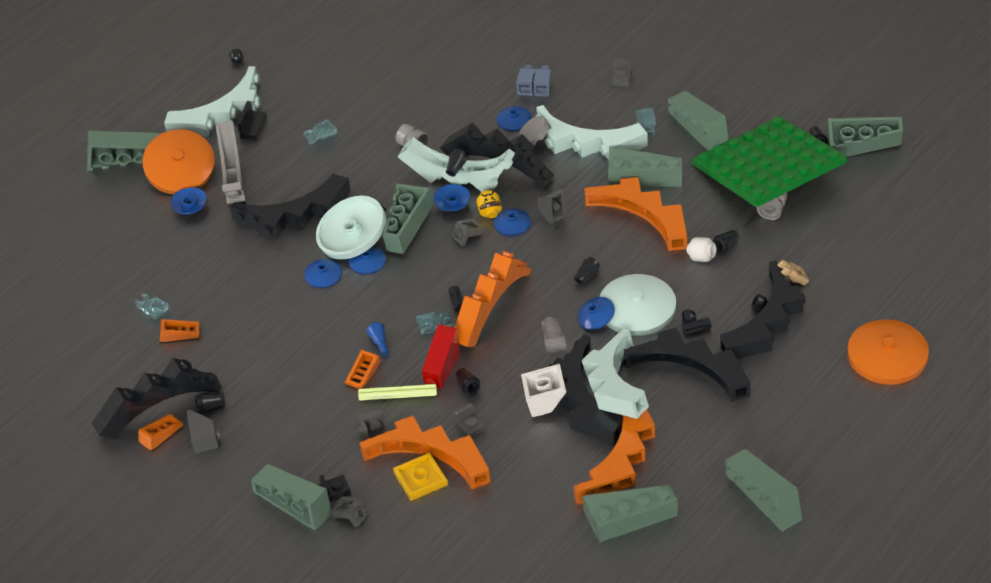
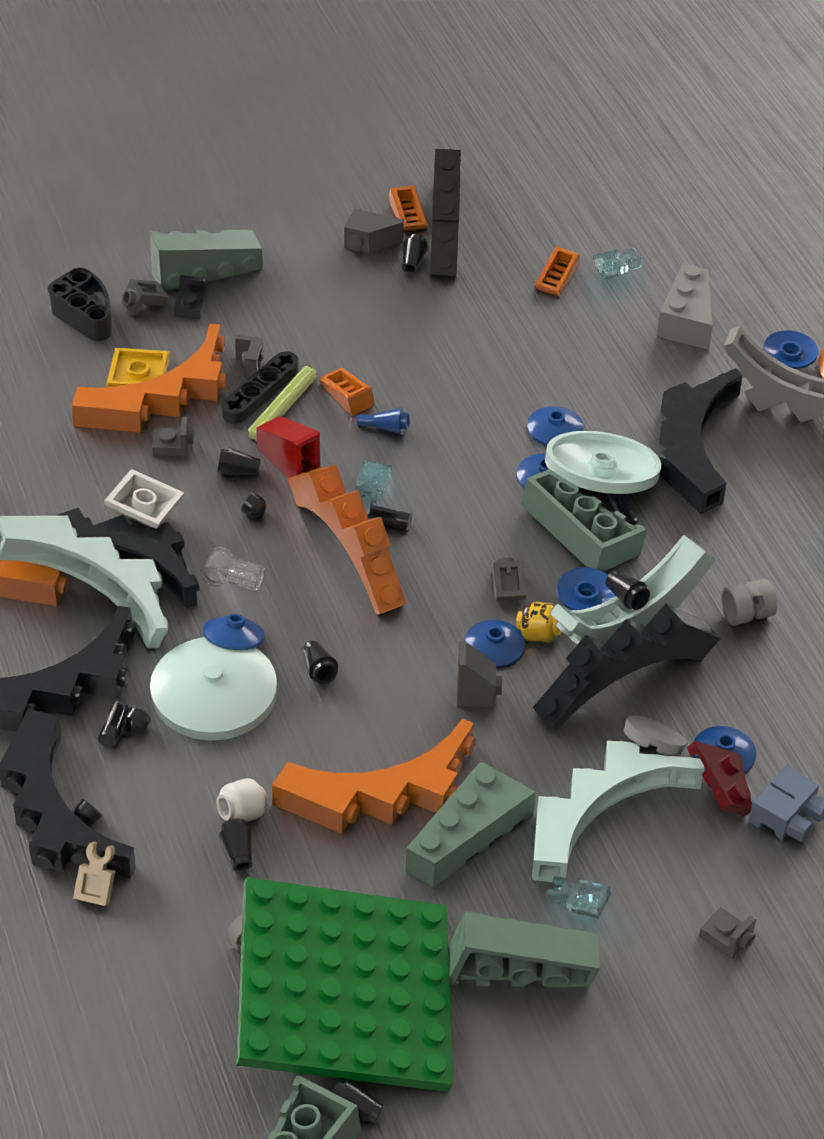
camera: 115 degrees right, 0 degrees up
(178, 254) = (687, 309): none -> light grey wedge
(381, 535) = (82, 303): none -> black beam
(391, 407) = (255, 384): none -> black beam
(495, 357) = (254, 506): none -> black hinge
(536, 102) = (724, 776): none -> dark red wing

